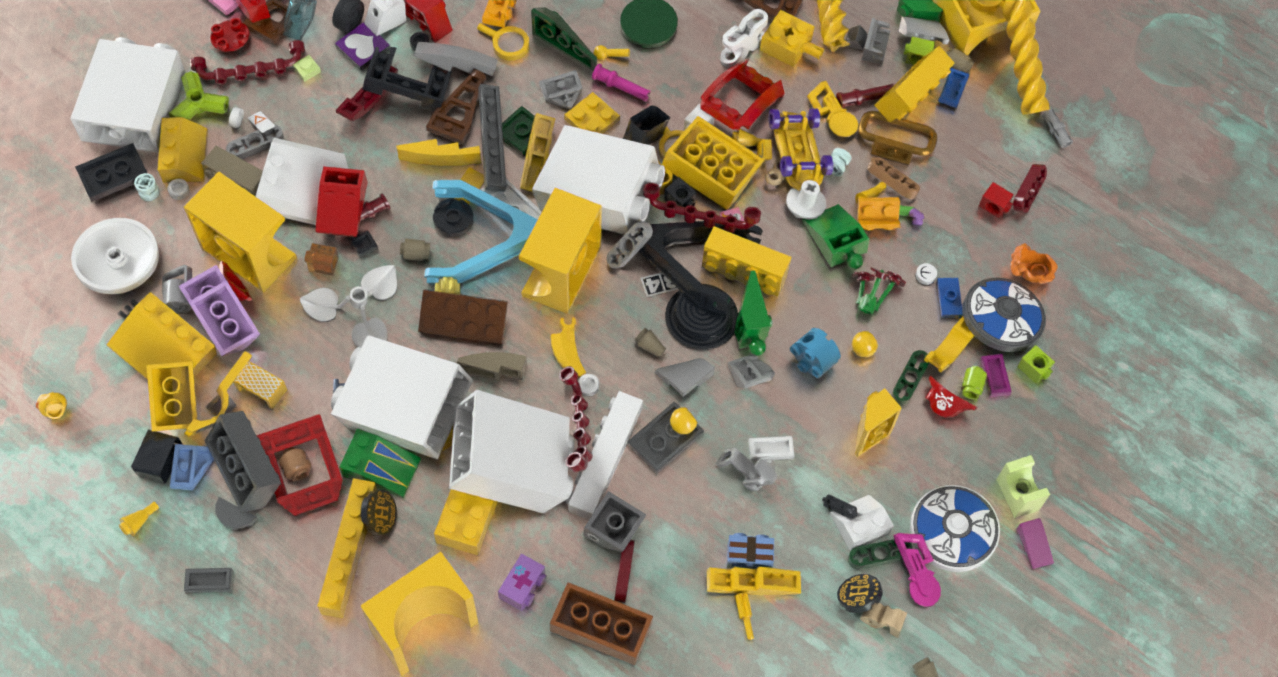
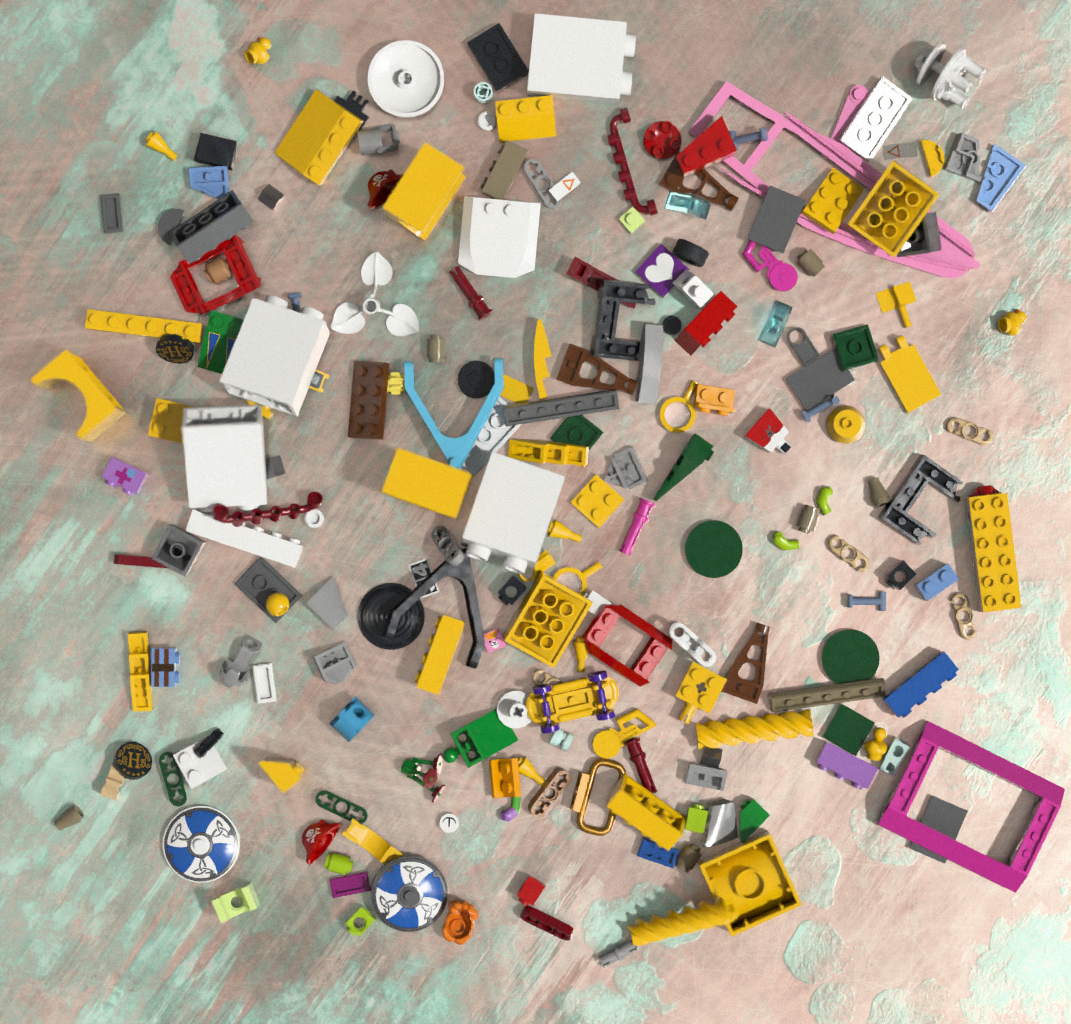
camera: 90 degrees right, 25 degrees up
(171, 395) = (264, 157): yellow slope -> none
(194, 92) = (581, 134): lime piece -> none
(198, 426) = (275, 201): yellow piece -> none
(220, 311) = (352, 182): lavender slope -> none
(236, 117) = (566, 162): white tile -> none
(261, 384) = (289, 229): yellow panel -> none
(322, 259) = (419, 264): clear orange brick -> none
(340, 201) = (471, 275): red slope -> none
(364, 244) = (441, 300): black tile -> none
(494, 364) = (324, 432): dark tan slope -> none
(565, 348) = (345, 495): yellow piece -> none
(601, 623) = (91, 545): dark orange brick -> none
(602, 52) = (674, 505): yellow bar -> none
(648, 341) = (358, 570): dark tan cone -> none
(649, 119) = (593, 560): black piece -> none
(745, 612) = (112, 664): yellow axle -> none
(751, 214) = (473, 656): dark red bar -> none
(752, 319) = (381, 660): green slope -> none
(764, 149) = (566, 668): yellow tile -> none
(864, 344) = (368, 764): yellow piece -> none
(923, 586) = (146, 816): dark pink piece -> none
(949, 297) = (426, 844): blue plate -> none
(1035, 543) = (190, 913): magenta slope -> none

